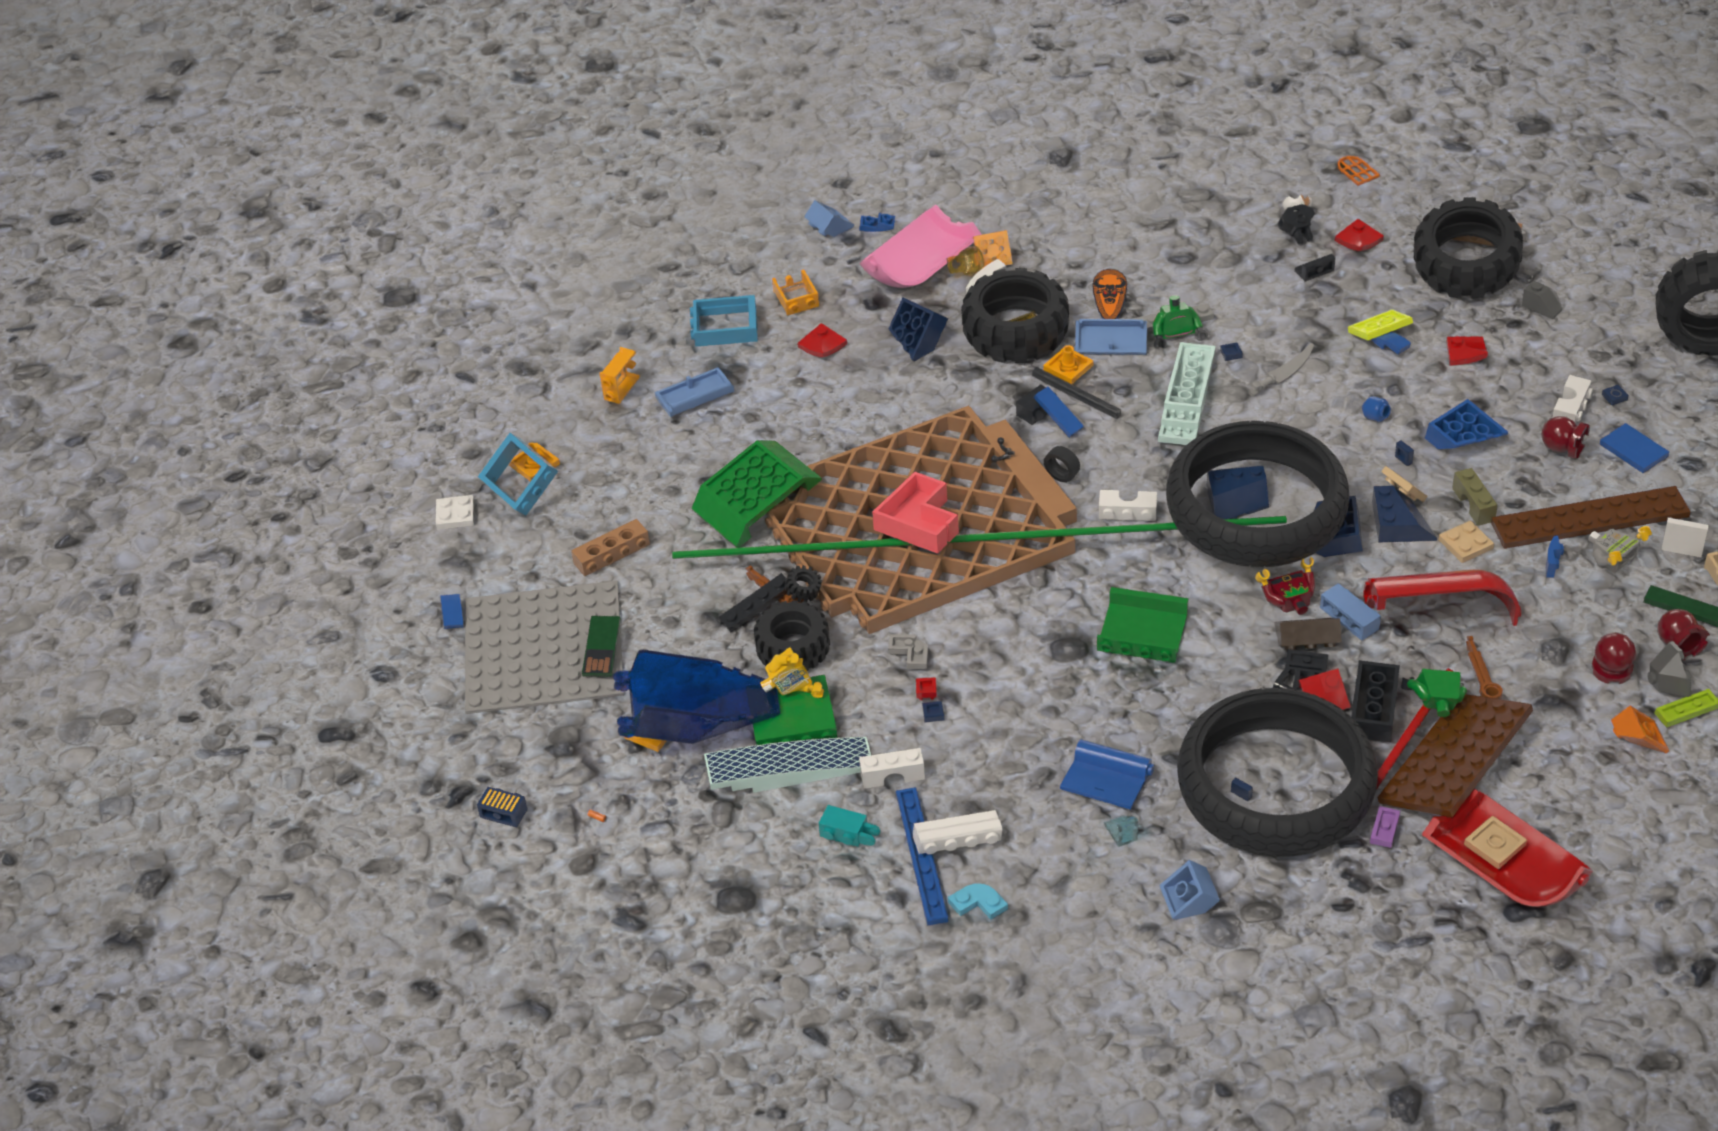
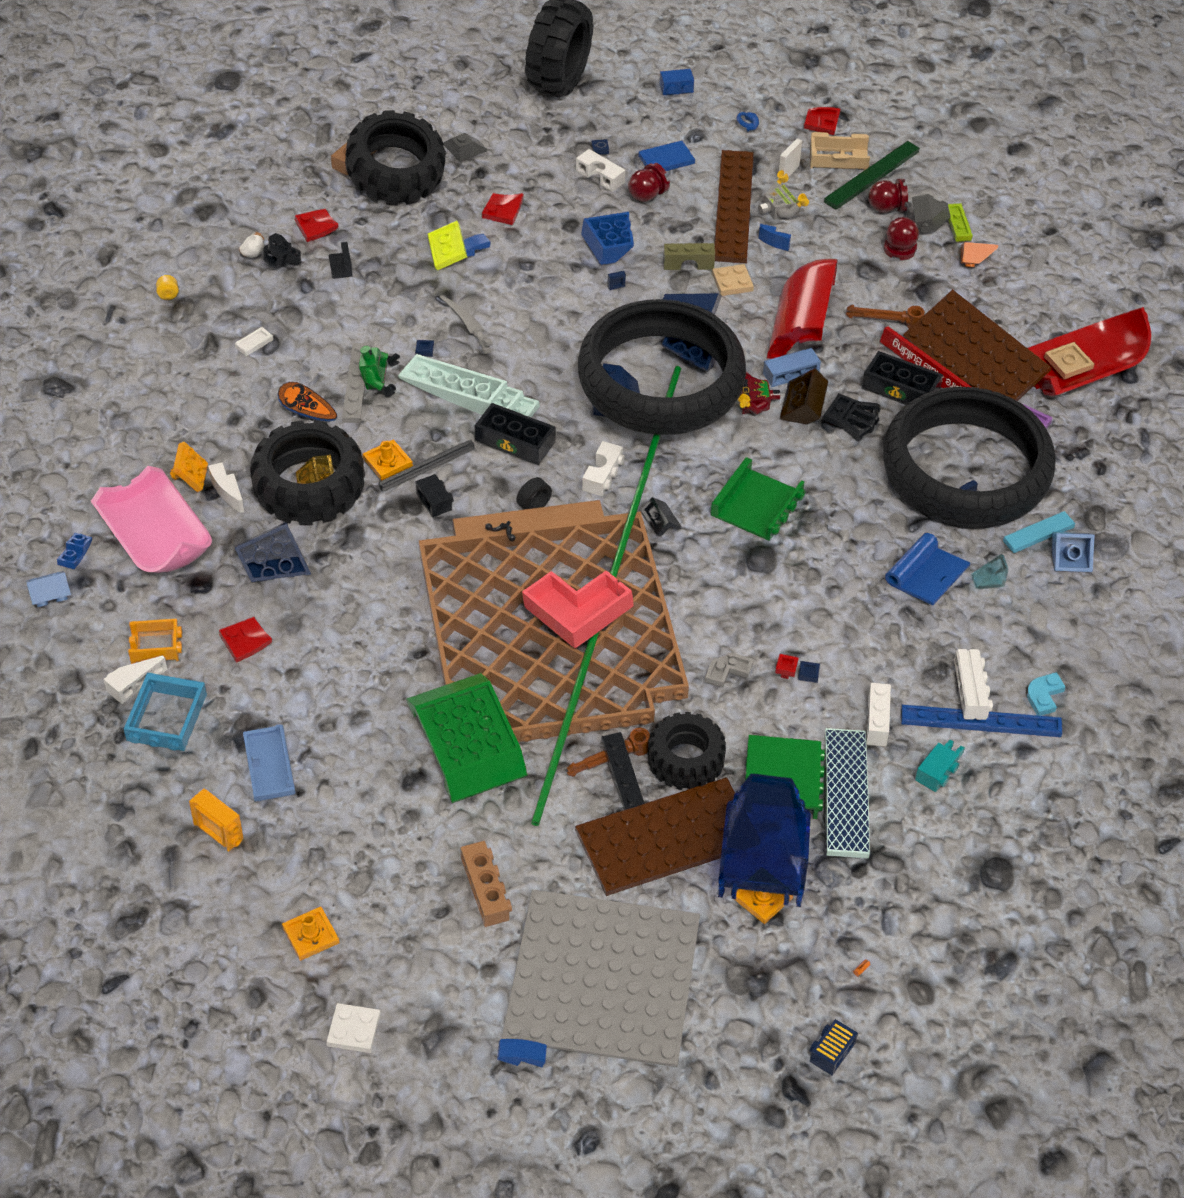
camera: 80 degrees left, 5 degrees up
(501, 460) = (308, 953): dark azure window -> none
(601, 646) = (637, 915): dark green piece -> none
(694, 630) = (657, 837): none -> reddish brown plate
(746, 286) = (128, 679): none -> white slope
(790, 675) = (759, 750): yellow torso -> none
(799, 591) = (628, 720): black tyre -> none
(970, 259) = (197, 488): clear yellow piece -> none
(1058, 412) = (458, 480): blue tile -> none
(1087, 562) = (659, 516): none -> black panel
(1111, 336) = (368, 417): medium blue container -> none
(1138, 433) = (515, 433): none -> black brick
(1178, 246) = (254, 341): none -> white tile
(1212, 174) = (167, 287): none -> yellow head
(1216, 865) = (1038, 532): none -> medium azure tile
(1327, 686) = (881, 406): red plate -> none
(1357, 174) = (210, 203): orange window -> none
(1376, 409) = (554, 279): blue head -> none
(1403, 485) = (657, 290): tan plate -> none
(1437, 689) = (913, 337): green torso -> none

